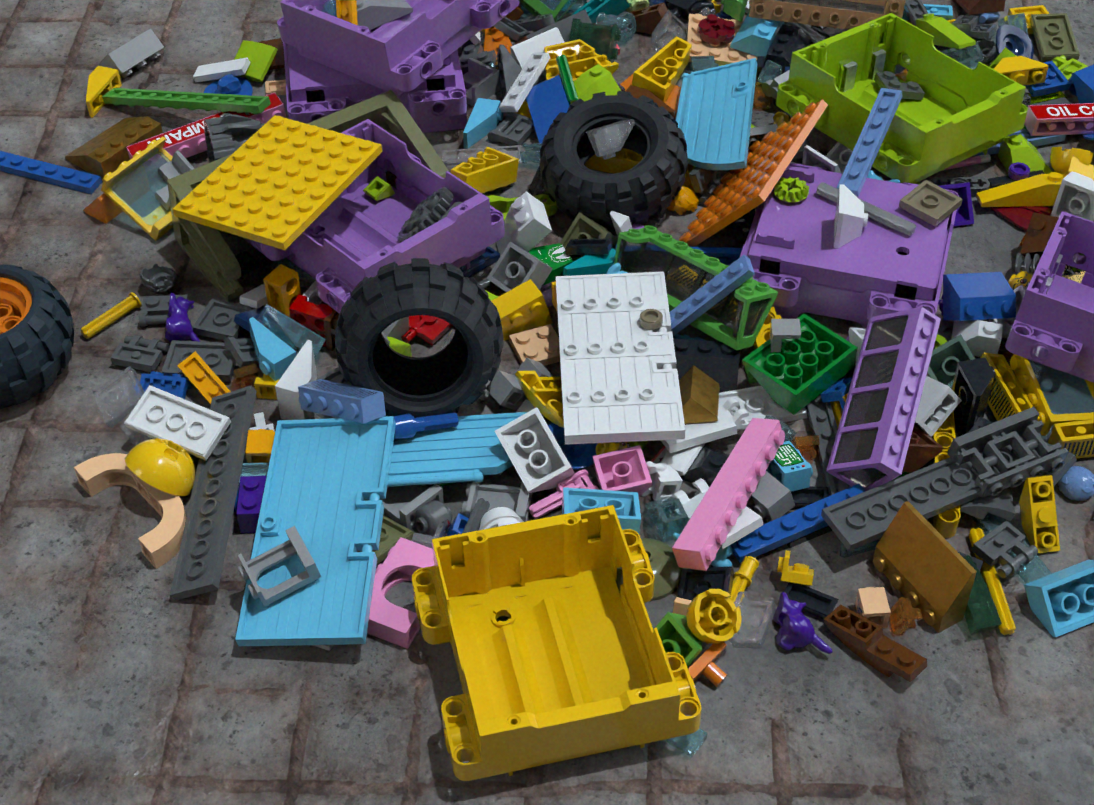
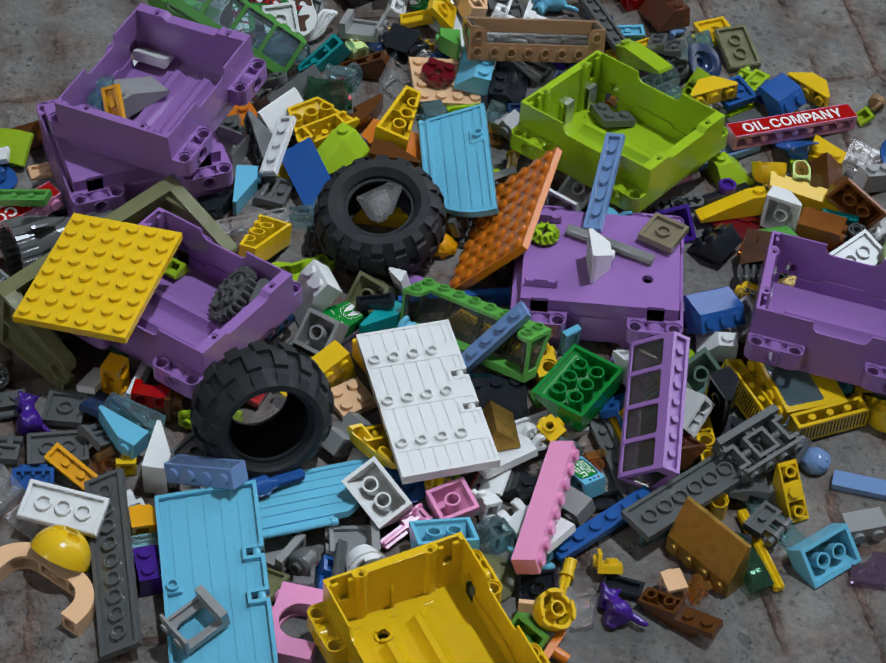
camera: 15 degrees left, 0 degrees up
(446, 135) = (217, 204): none -> black slope
(567, 79) = (317, 140): green axle -> none
(630, 62) = (367, 112): none -> reddish brown slope
(651, 319) = (448, 365): dark tan tile -> none
(758, 404) = (551, 428): none -> yellow brick
(783, 329) = (560, 362): light grey panel -> none
(803, 305) = (568, 338): none -> medium azure tile
(995, 229) = (715, 243): none -> black slope

